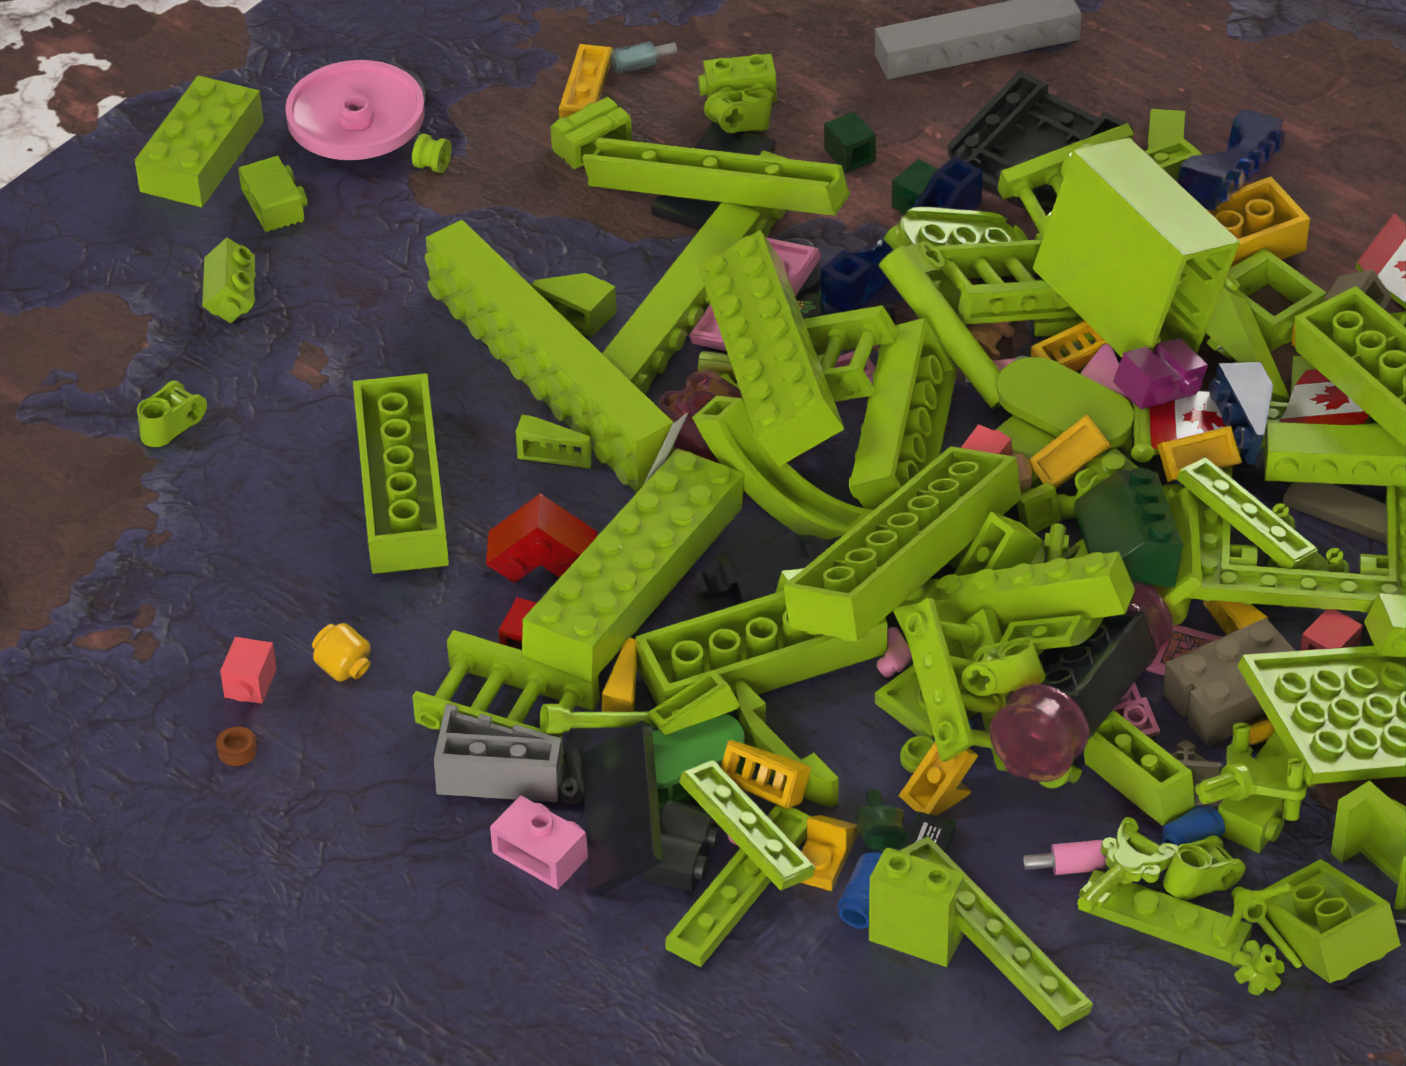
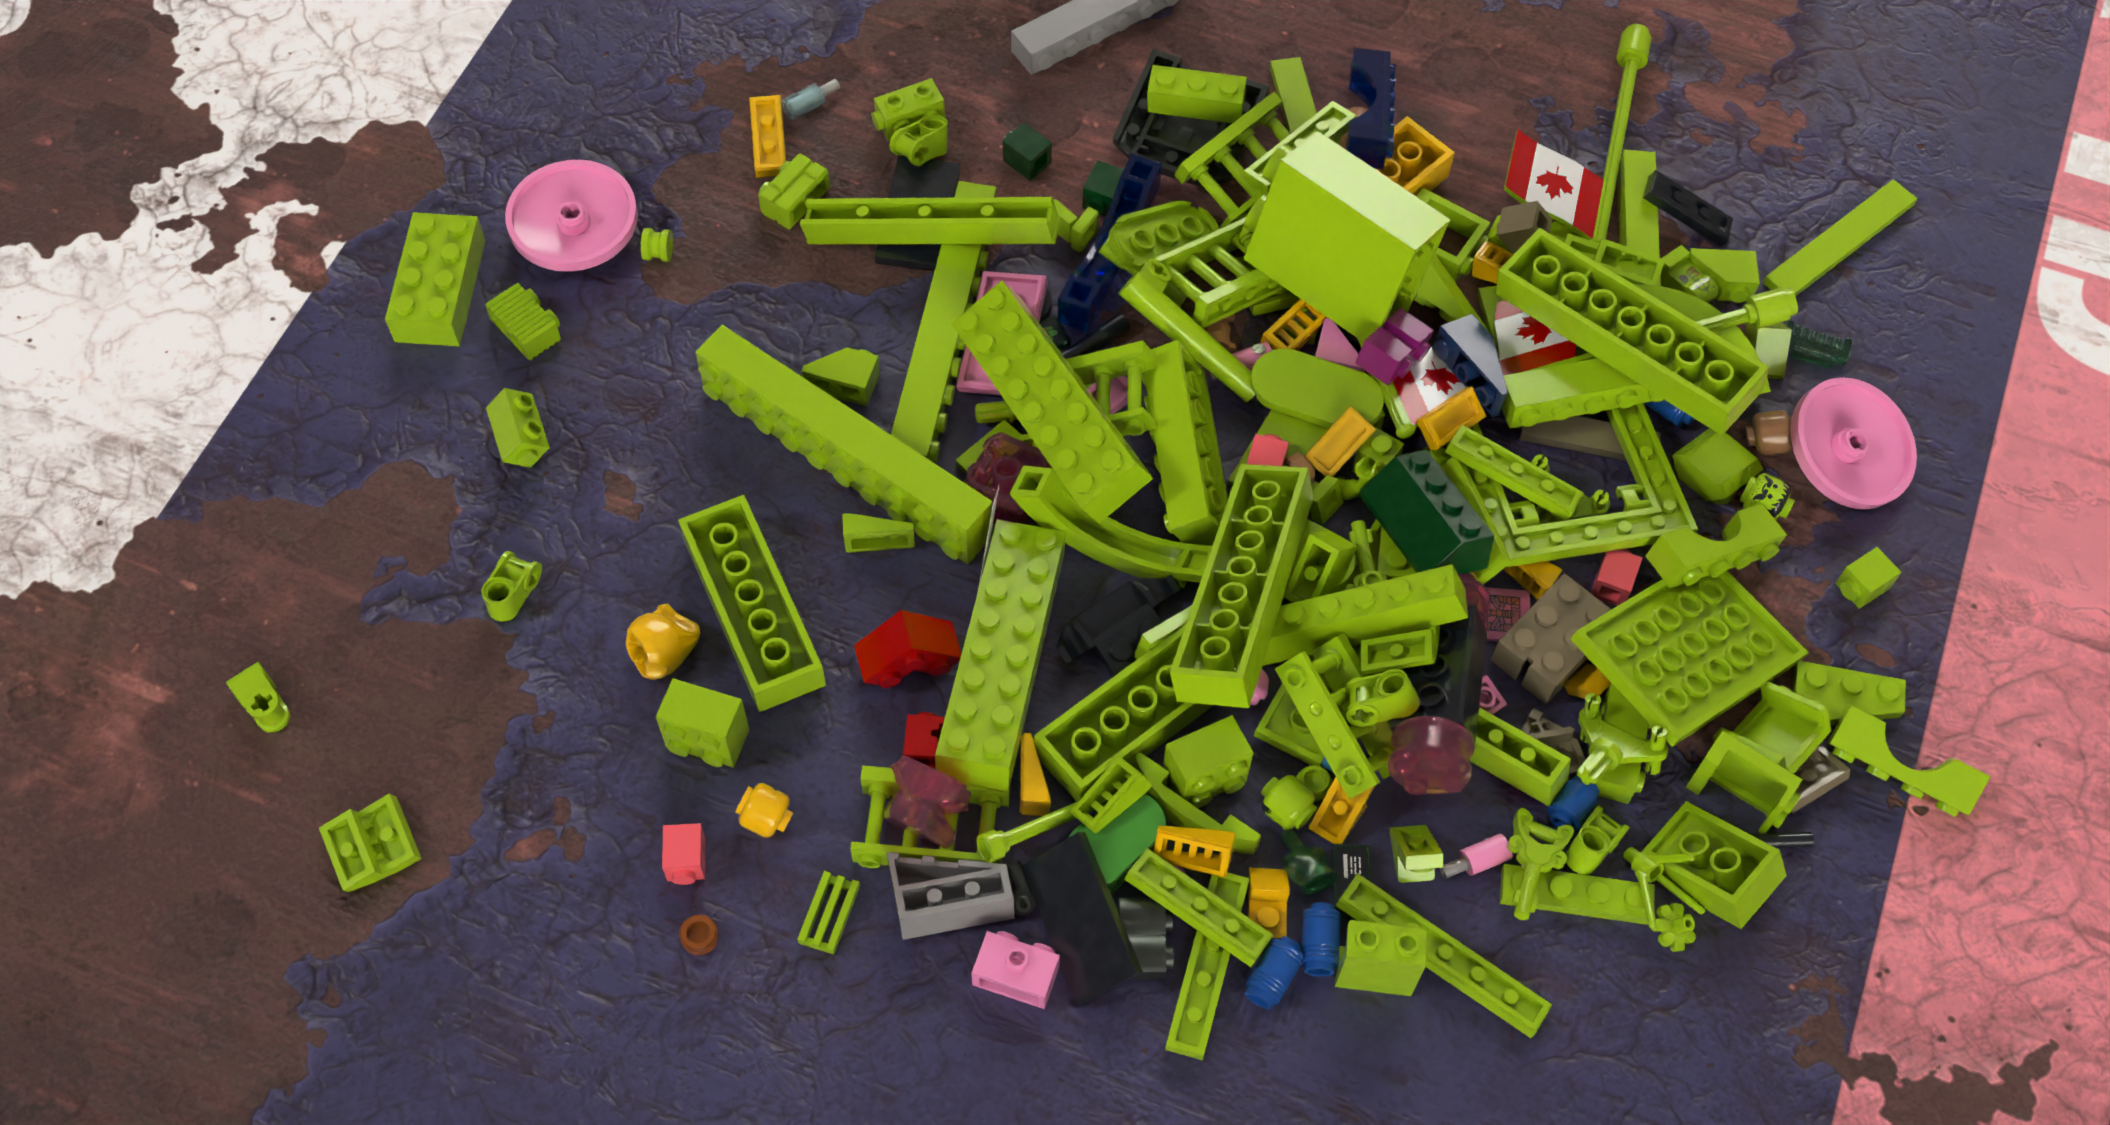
camera: 20 degrees left, 15 degrees up
(297, 488) = (661, 641): none -> yellow piece
(309, 560) = (702, 723): none -> lime brick
(367, 752) = (839, 883): none -> lime tile
(498, 661) = (925, 800): none -> clear pink piece
(805, 906) = (1274, 972): none -> blue head
(809, 702) = (1208, 762): none -> lime brick
(861, 210) = (1067, 221): none -> lime tile
(880, 220) = (1084, 229): none -> lime tile
(882, 761) = (1288, 802): none -> lime head
(1000, 842) = (1415, 853): none -> lime slope
(1044, 113) = (1196, 94): none -> lime brick

